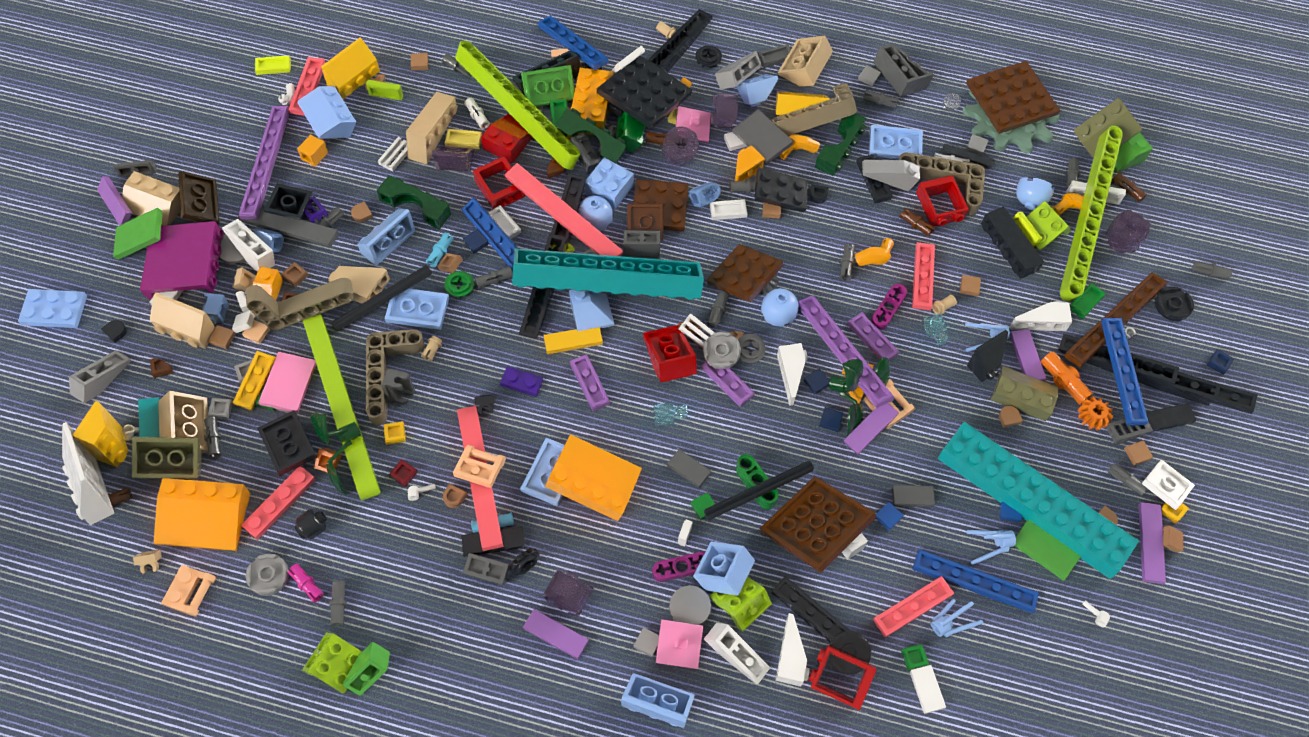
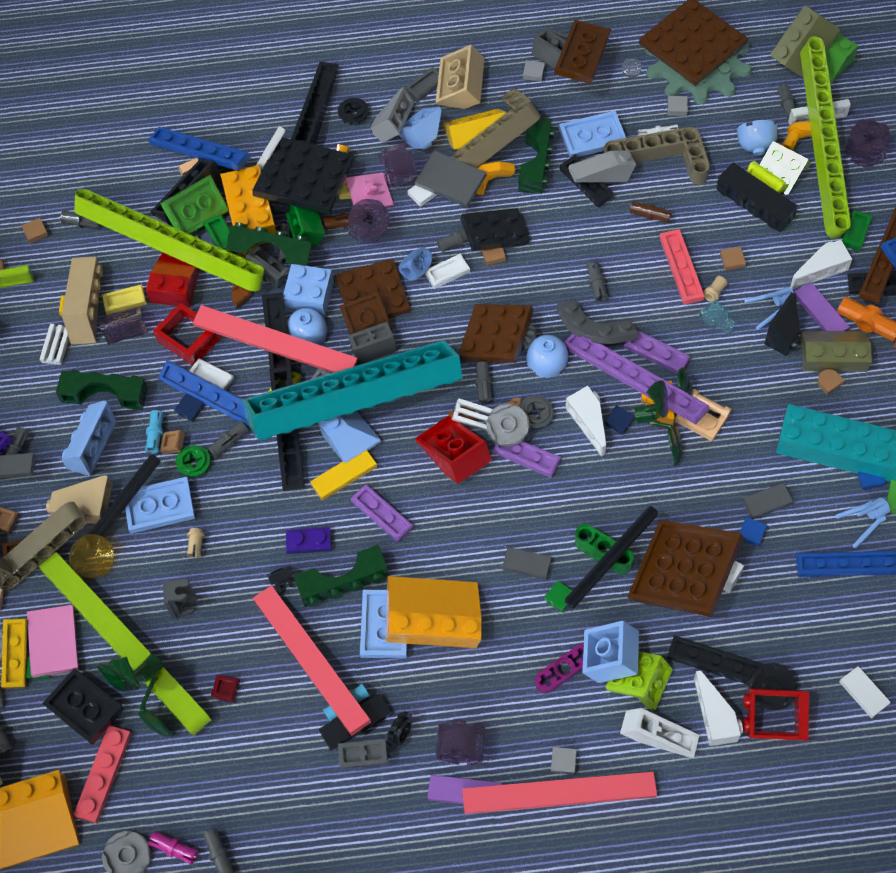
camera: 15 degrees left, 0 degrees up
(310, 524) = (150, 782): black head -> none
(323, 456) = (131, 707): orange slope -> none
(346, 327) = (91, 556): none -> clear yellow dish
(361, 212) = (47, 423): medium nougat tile -> none
(379, 369) = (147, 587): dark tan beam -> none
(394, 433) = (195, 649): yellow tile -> none
(413, 491) = (246, 703): white hand -> none
(454, 496) = (291, 691): medium nougat tile -> none
(478, 471) = (307, 654): light nougat plate -> none
(481, 119) = (131, 268): white pin -> none
(509, 421) = (317, 587): none -> dark green arch
(625, 665) = (559, 793): none -> coral tile
(657, 700) = (602, 815): light blue slope -> none
(665, 29) = (294, 98): tan pin -> none
(666, 413) = (478, 515): clear light blue plate -> none
(679, 644) = (597, 749): bright pink piece -> none
(685, 532) = (553, 632): white tile -> none
(690, 605) = (591, 706): light grey tile -> none
(747, 163) = (447, 213): light orange slope -> none
(818, 193) = (535, 218): black tile -> none
(830, 304) = (601, 333): none -> dark grey plate
(831, 419) = (651, 454): dark blue tile -> none
(870, 428) = (695, 447): medium lavender tile -> none
(875, 255) = (624, 262): light orange arm -> none
(880, 99) = (556, 92): dark grey pin -> none
(889, 299) = (663, 320): magenta beam -> none
(913, 606) = (815, 614): coral plate -> none
(914, 72) = (582, 51): none -> reddish brown tile
(914, 657) = (838, 665): green tile -> none
(939, 186) = (656, 165): red window -> none
(942, 625) = (852, 620): light blue plant -> none
(968, 154) = (673, 119): black tile -> none
(1138, 195) = (862, 99): reddish brown pin -> none

